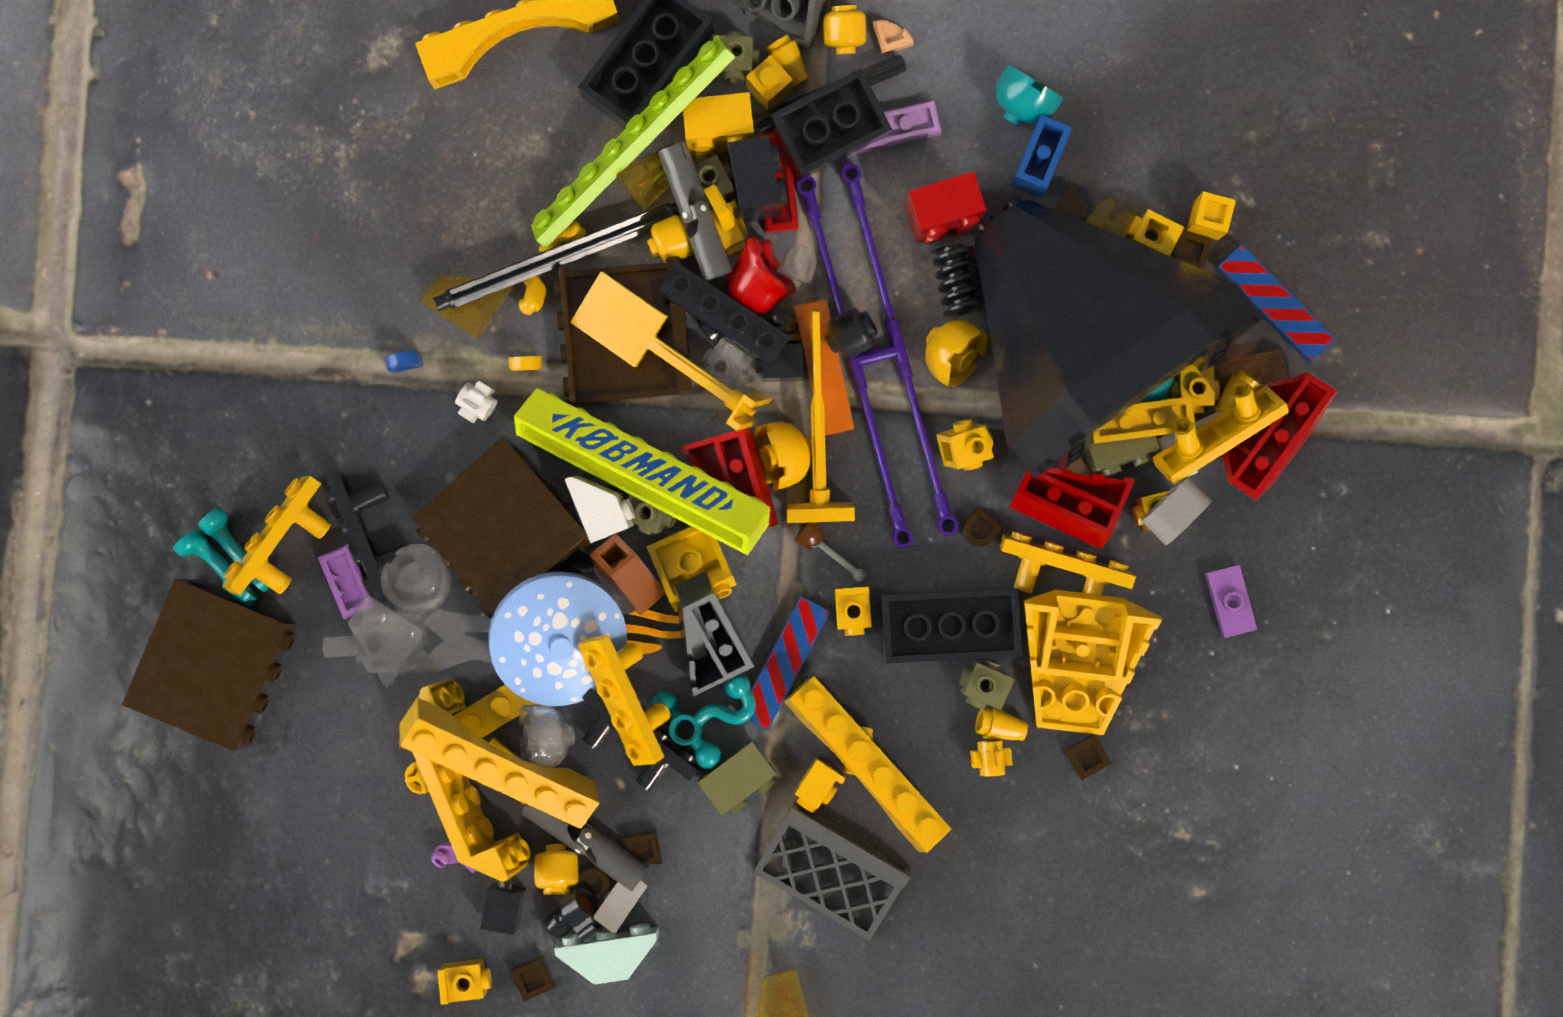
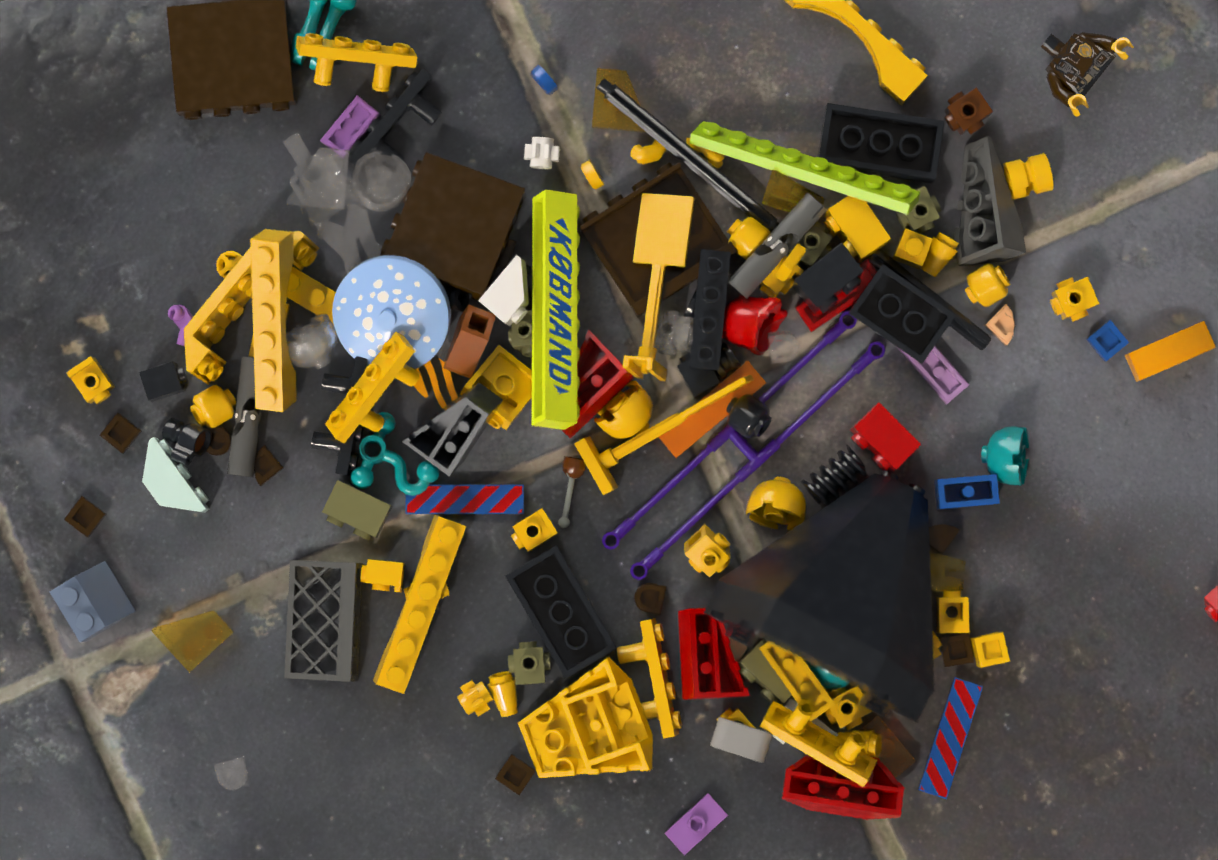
camera: 65 degrees right, 0 degrees up
(618, 905) = (211, 469): white sticker -> none

